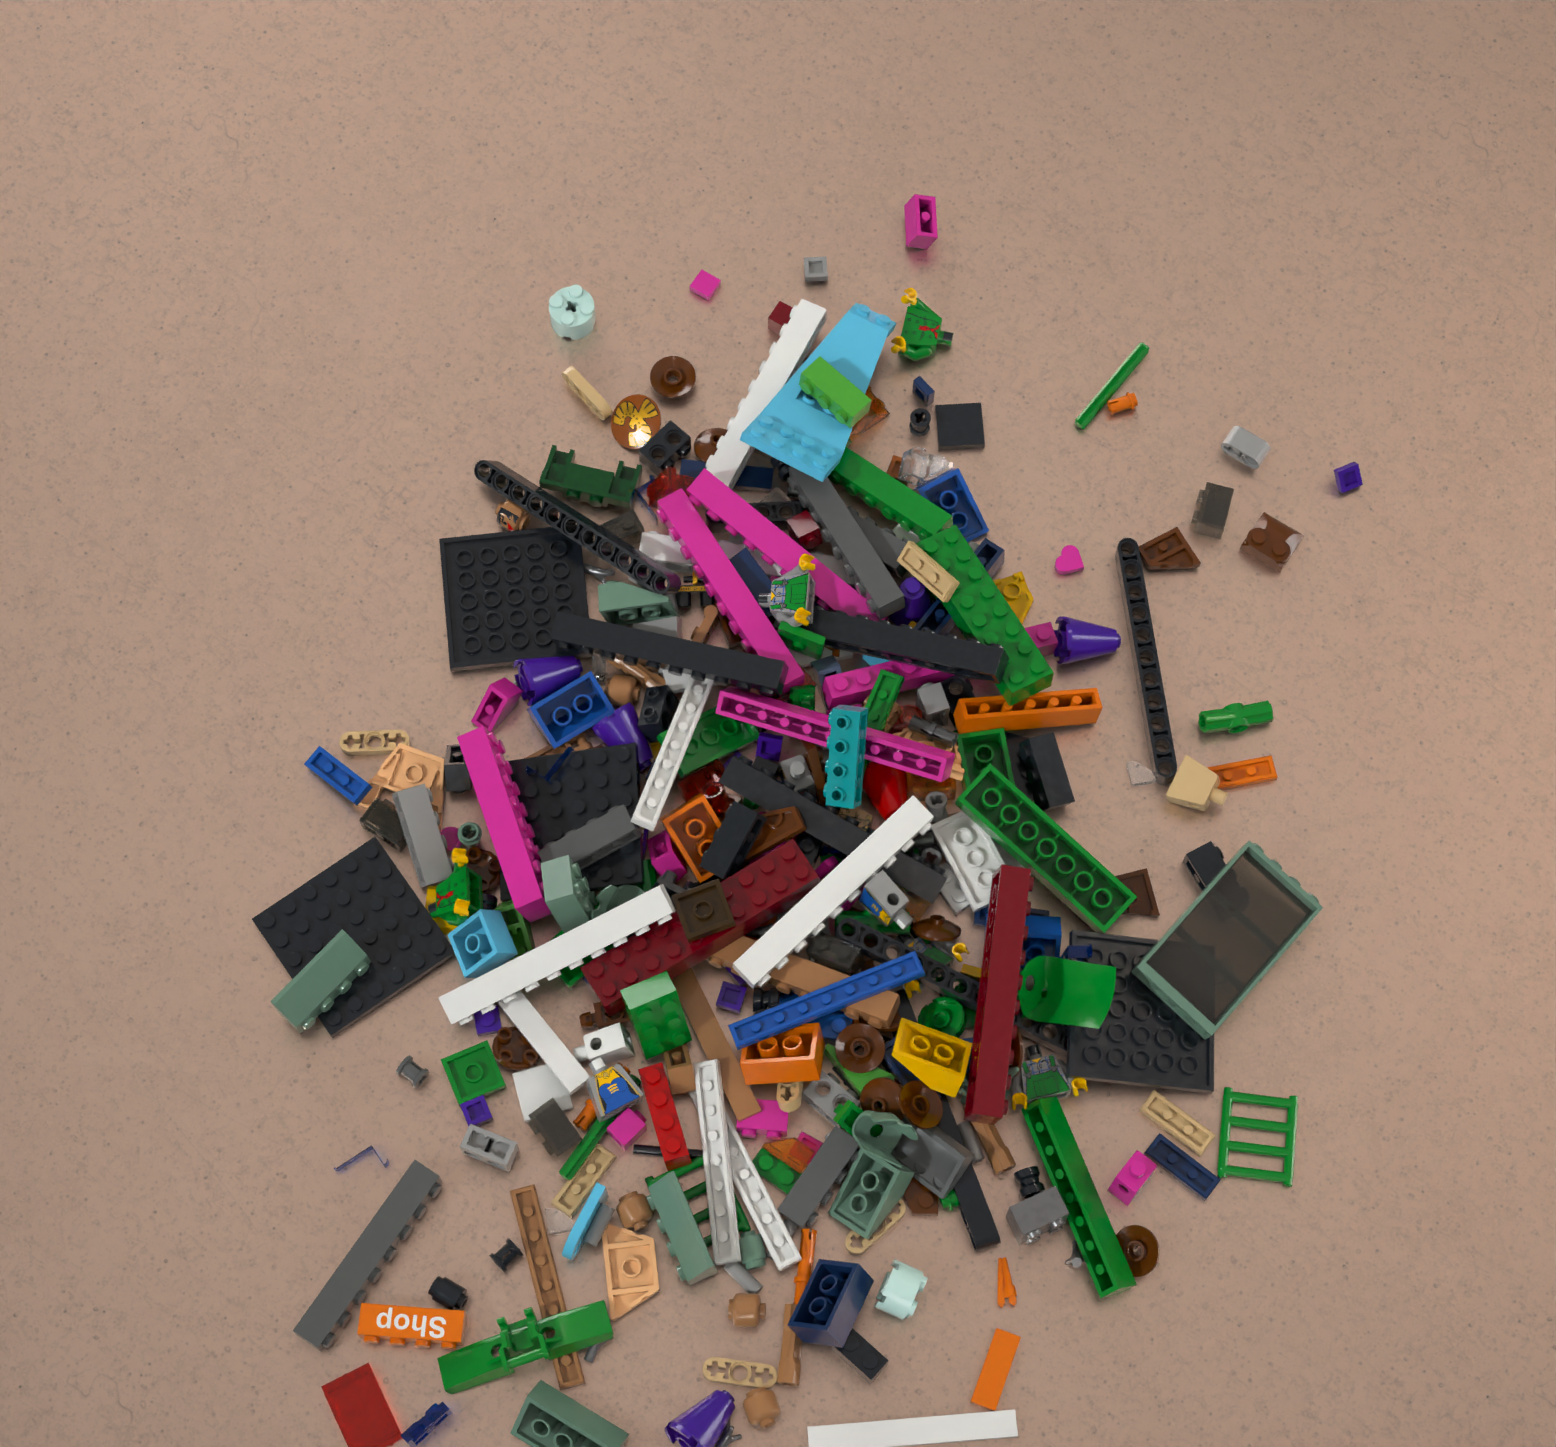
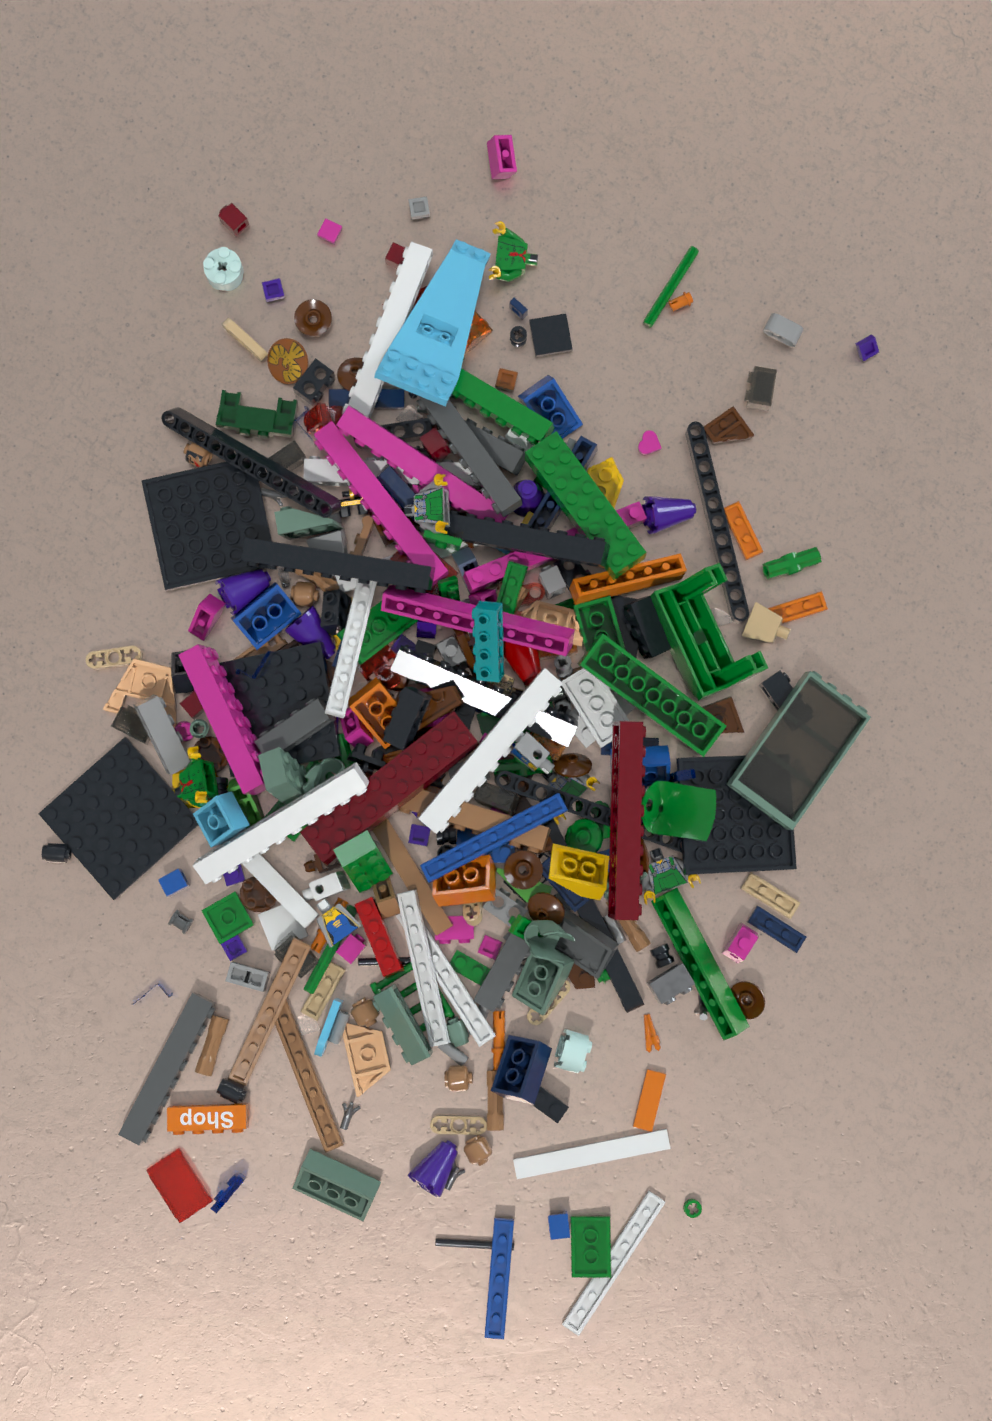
camera: 10 degrees left, 15 degrees up
(267, 969) = (56, 853): none -> black brick
(321, 982) = (100, 863): sand green slope -> none
(338, 775) = (88, 690): blue plate -> none
(410, 1021) = (174, 882): none -> blue panel
(438, 1216) = (212, 1043): none -> medium nougat axle
(466, 806) = (192, 705): none -> dark red brick
(497, 1257) = (271, 1056): black bush -> none
(510, 1195) = (269, 1011): none -> medium nougat tile
(524, 1343) = (328, 1108): green piece -> none
(591, 259) = (233, 219): none -> dark red brick
(628, 342) = (273, 290): none -> dark purple plate
(703, 910) = (390, 780): dark brown plate -> none
(791, 1152) = (478, 953): clear orange tile -> none
(826, 867) = (481, 726): dark pink tile -> none
(834, 392) = (446, 325): bright green brick -> none
(920, 466) = (524, 378): clear slope -> none
(920, 1105) = (580, 910): reddish brown dish -> none
(928, 571) = (538, 475): tan tile -> none
(933, 731) = (554, 605): dark grey pin -> none
(971, 971) = (602, 796): yellow tile -> none
(1106, 790) = (696, 638): none -> green wedge
(1177, 675) = (742, 531): none -> orange tile
(1271, 542) = (810, 409): reddish brown slope -> none
(1286, 1152) = (808, 908): green bar -> none

